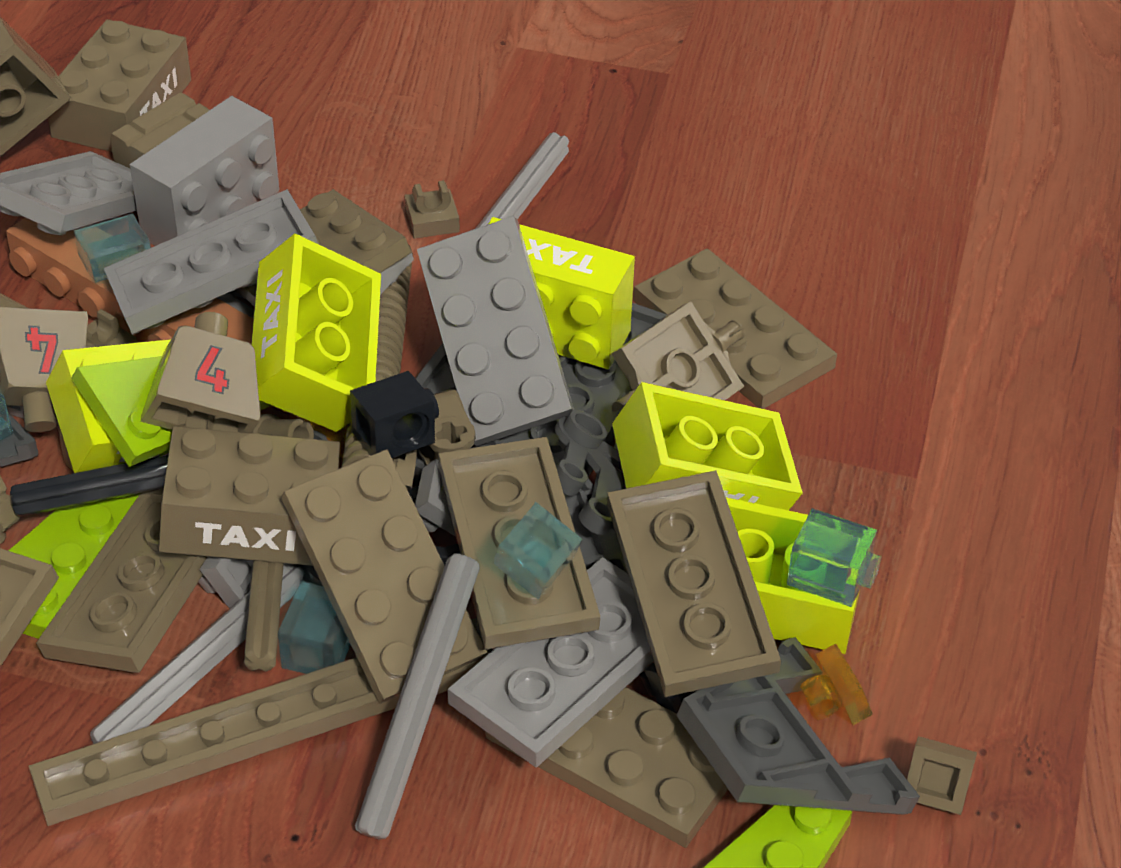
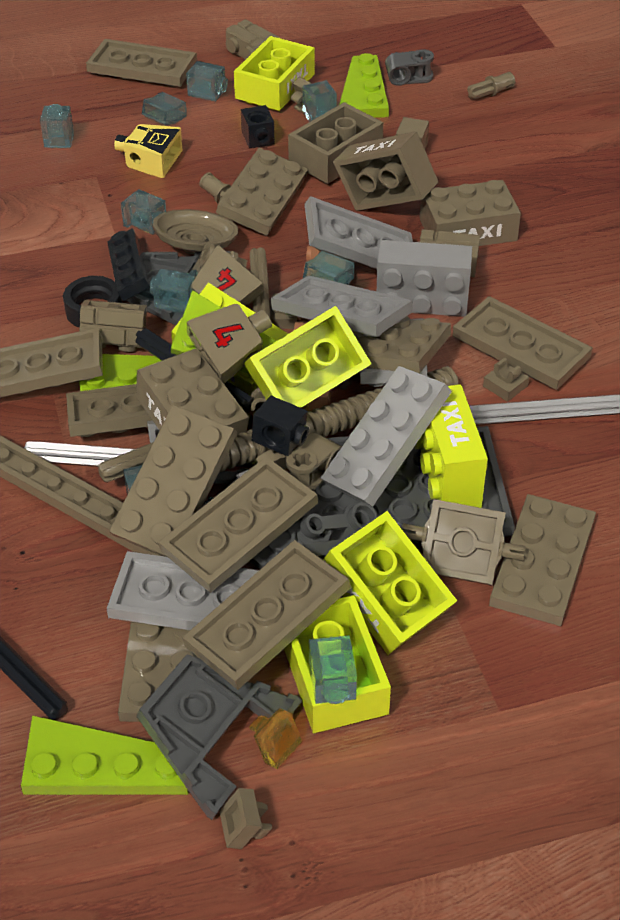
camera: 60 degrees right, 0 degrees up
(387, 161) = (524, 341): none -> dark tan plate
(417, 697) = (115, 540): light grey axle -> none
(537, 550) = (208, 523): clear light blue brick -> none

